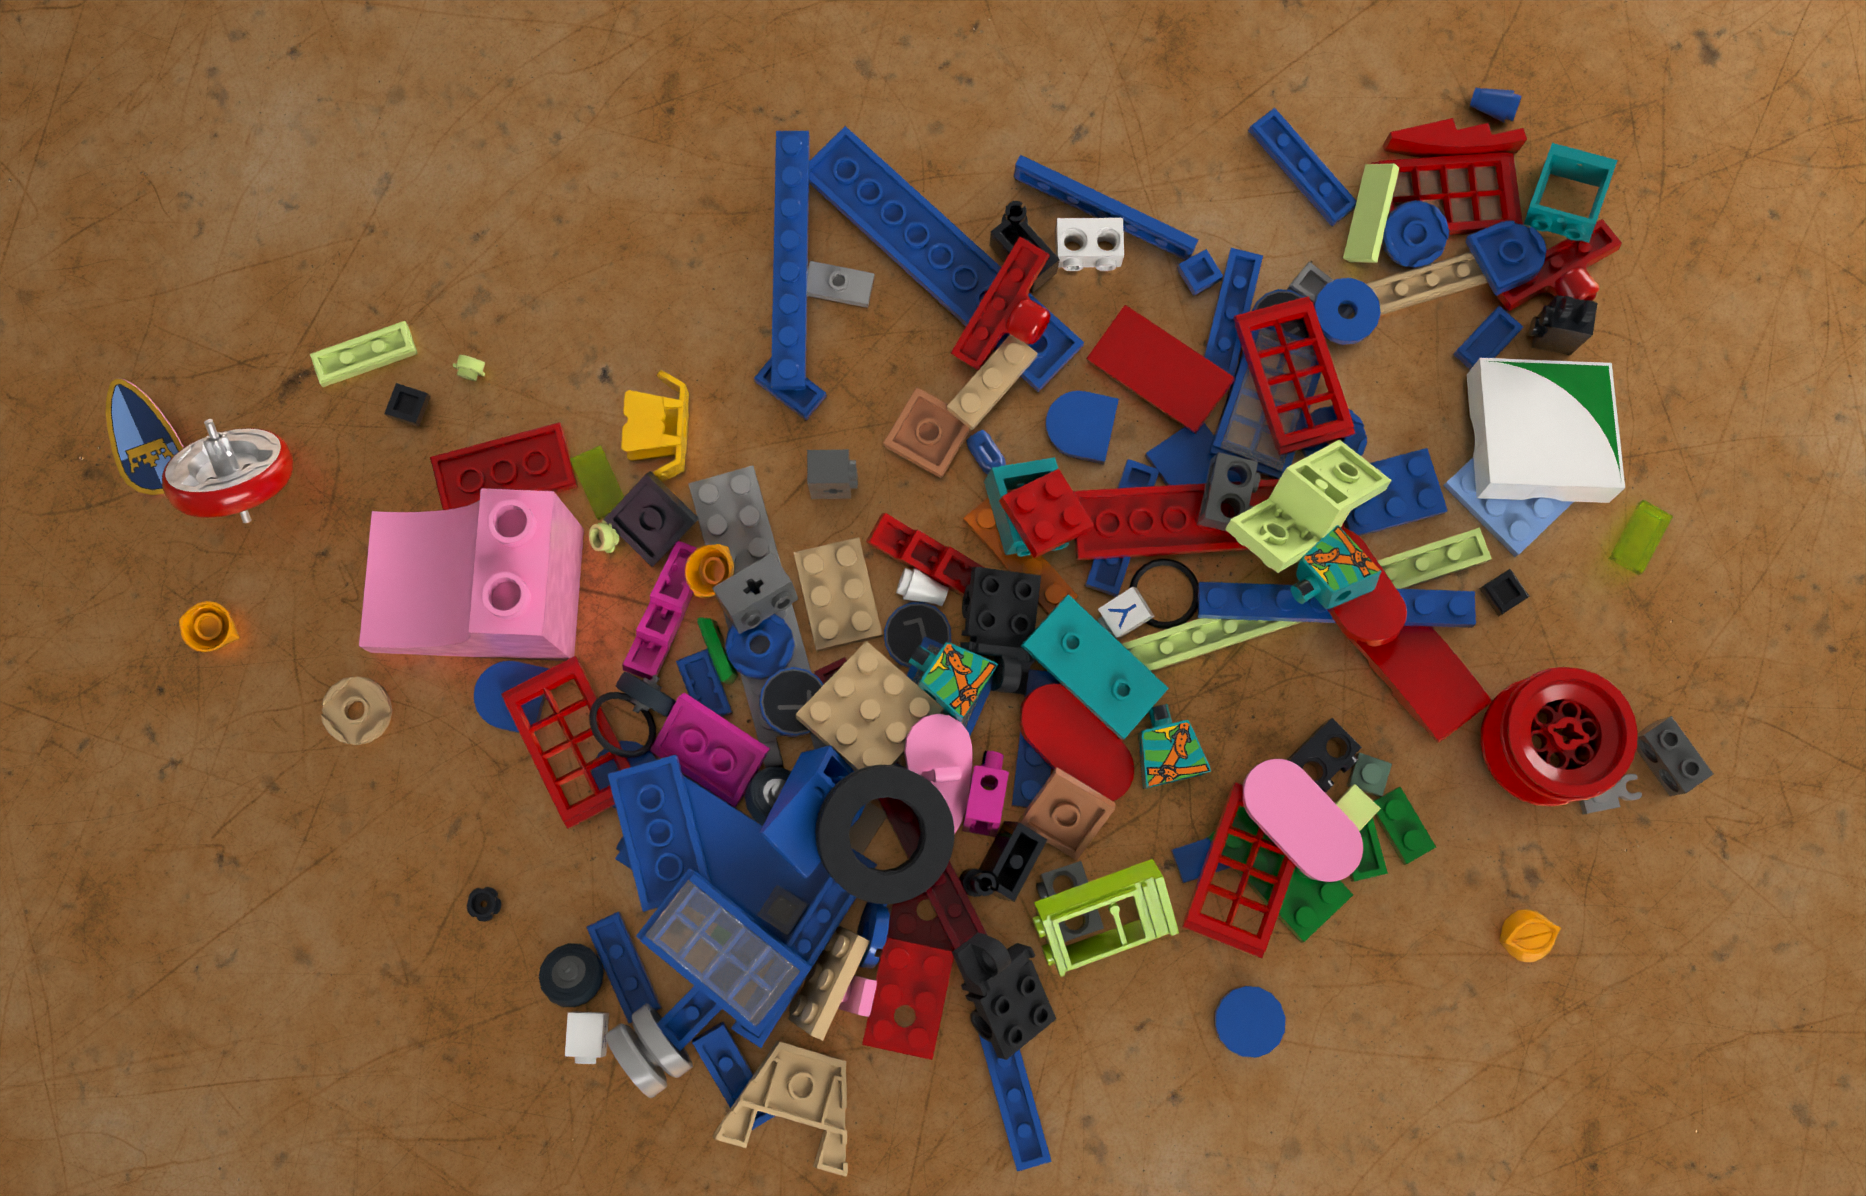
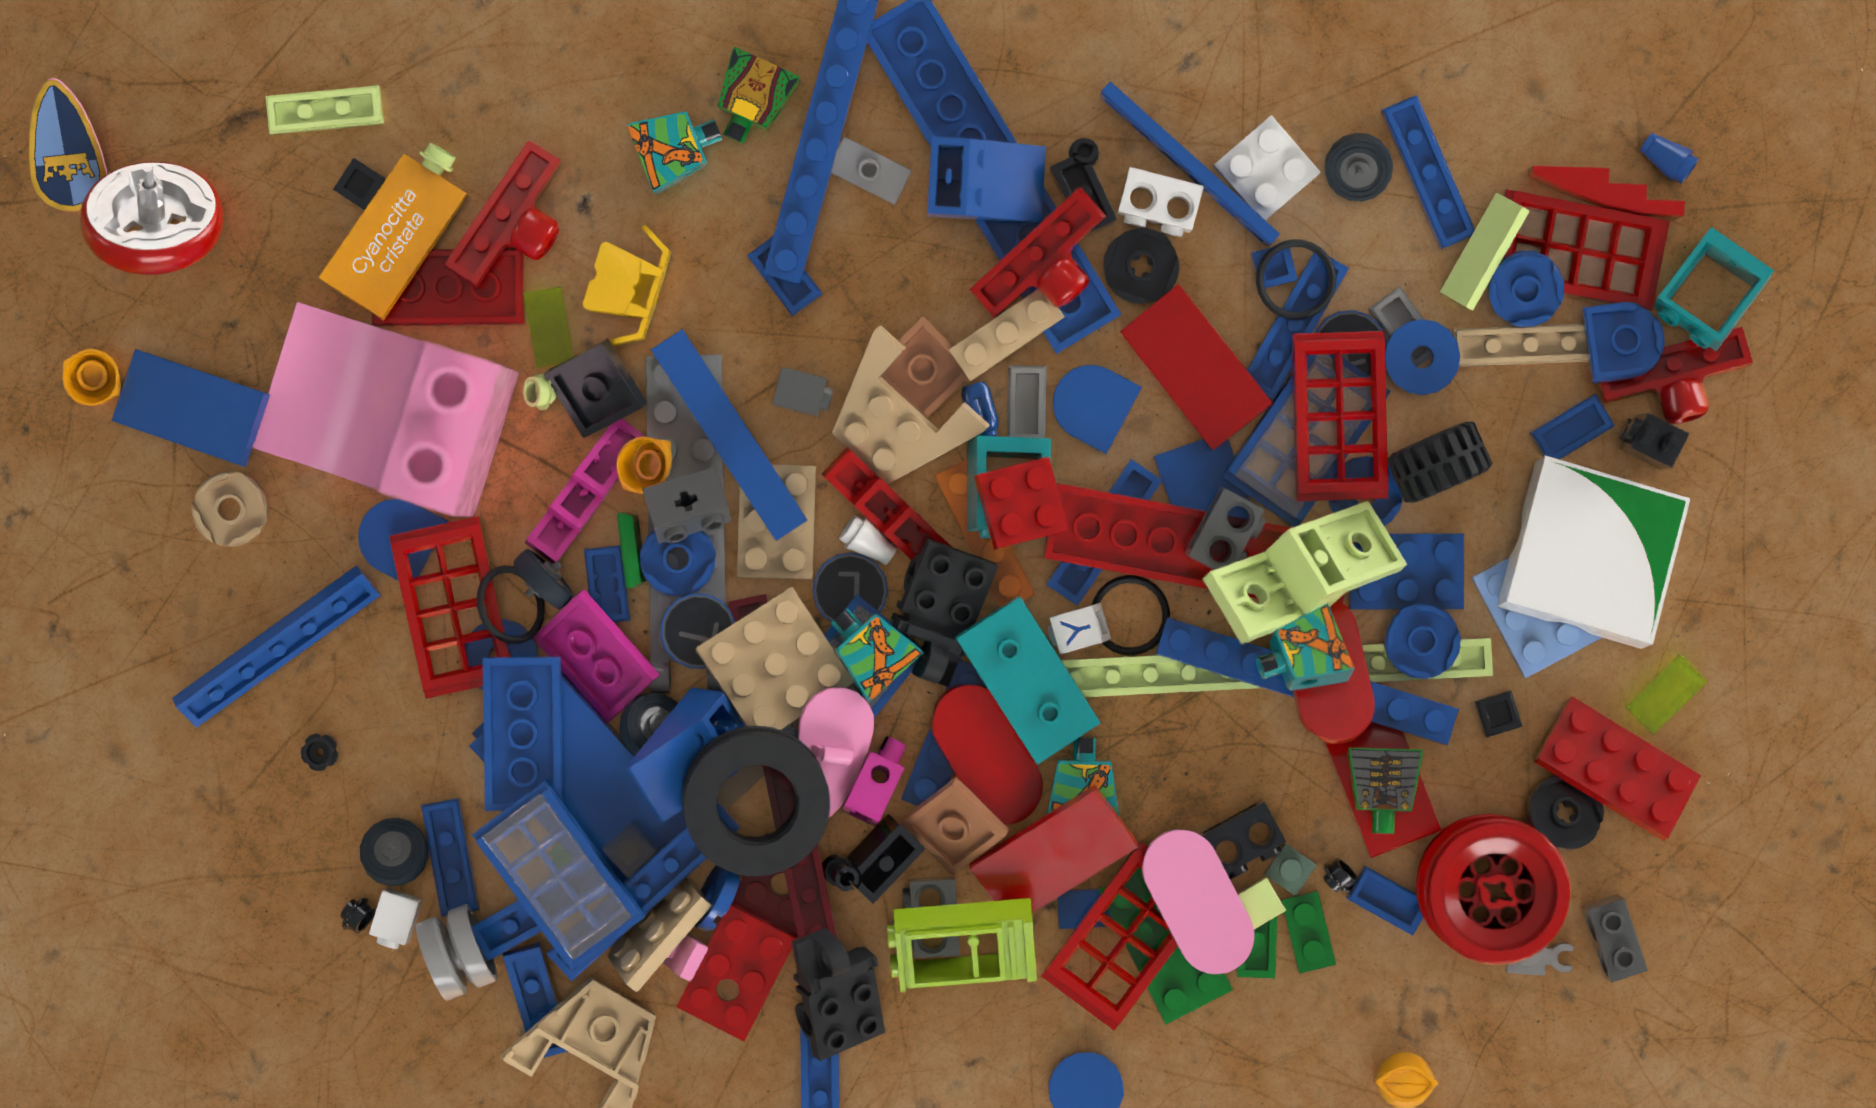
camera: 20 degrees right, 10 degrees up
(299, 628) = (190, 407): none -> blue tile
(422, 820) = (276, 646): none -> blue plate
(445, 440) = (393, 237): none -> light orange tile
(542, 398) = (509, 218): none -> red plate
(551, 1043) = (357, 915): none -> black plate
(666, 305) = (672, 147): none -> torso
(725, 244) = (754, 93): none -> torso
(777, 528) = (729, 435): none -> blue tile
(911, 487) = (886, 427): none -> tan wing
(937, 257) = (986, 180): none -> blue slope
(1023, 434) = (1026, 401): none -> light grey tile
(1075, 287) = (1160, 256): none -> black plate
(1162, 811) = (1056, 851): none -> red tile
(1171, 194) = (1267, 168): none -> white plate
(1226, 245) = (1331, 279): none -> black tyre
(1245, 173) = (1358, 167): none -> black wheel
(1391, 387) = (1439, 462): none -> black tyre
(1414, 768) = (1339, 876): none -> black plate
(1423, 544) = (1411, 640): none -> blue tile
(1432, 670) = (1384, 782): none -> torso
(1461, 779) = (1386, 900): none -> blue tile
(1600, 642) = (1543, 808): none -> black plate
(1623, 609) = (1617, 768): none -> red plate

